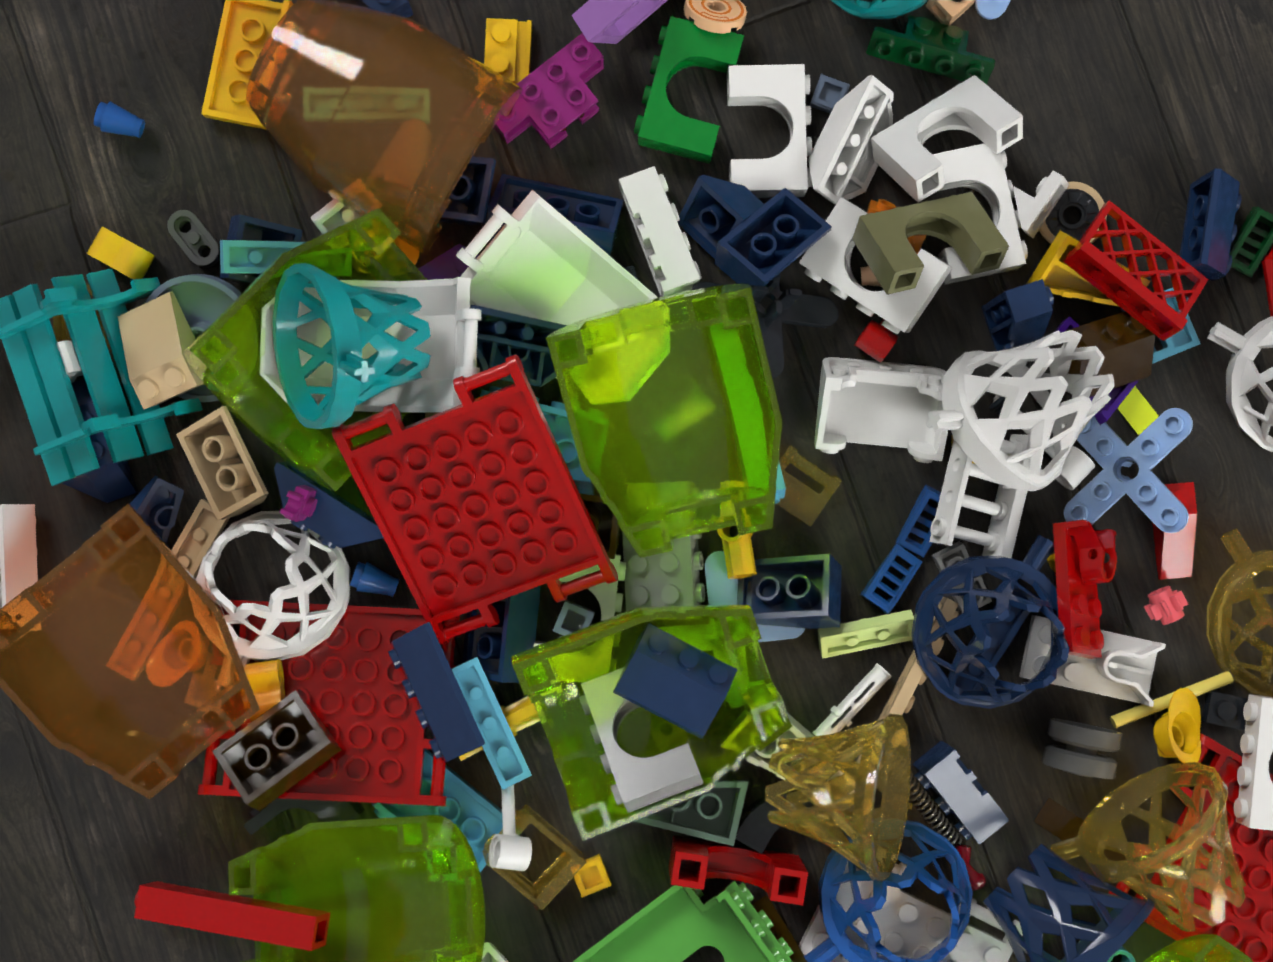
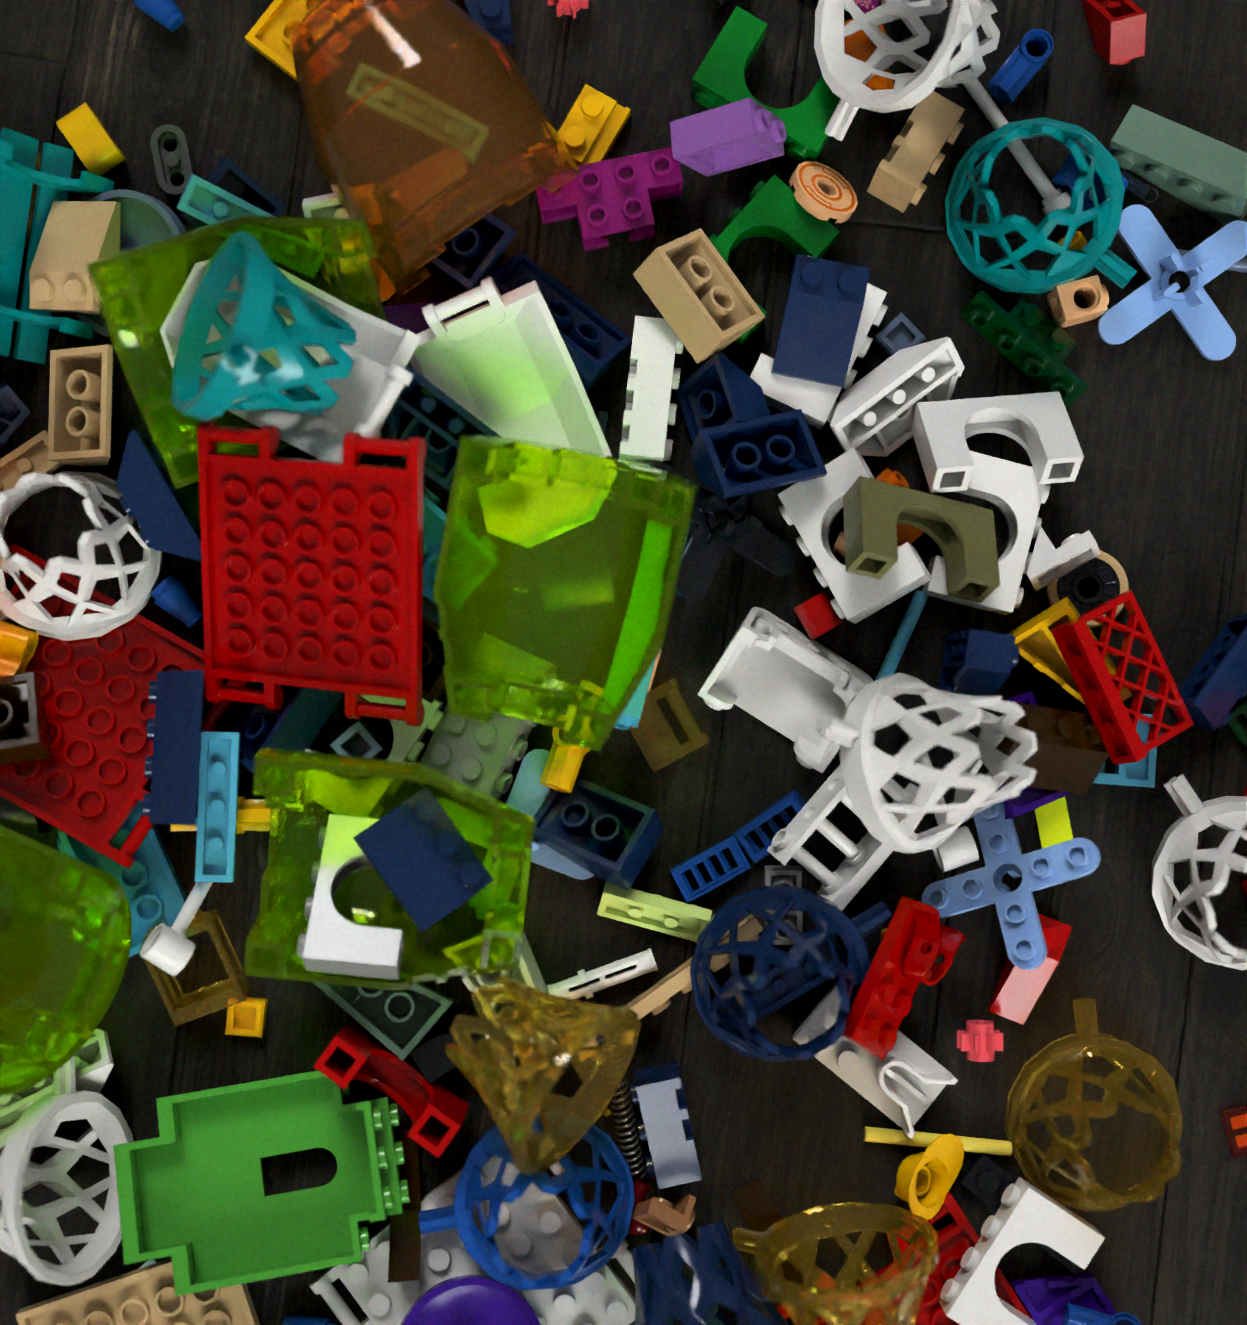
camera: 35 degrees right, 0 degrees up
(300, 503) = (133, 483): magenta plate -> none
(660, 138) = (698, 294): none -> tan slope
(765, 111) = (820, 320): none -> dark blue slope
(948, 324) = (903, 634): none -> medium azure bar
(995, 862) = (665, 1216): none -> medium nougat bracket
(1081, 749) = (815, 1144): dark grey wheel -> none

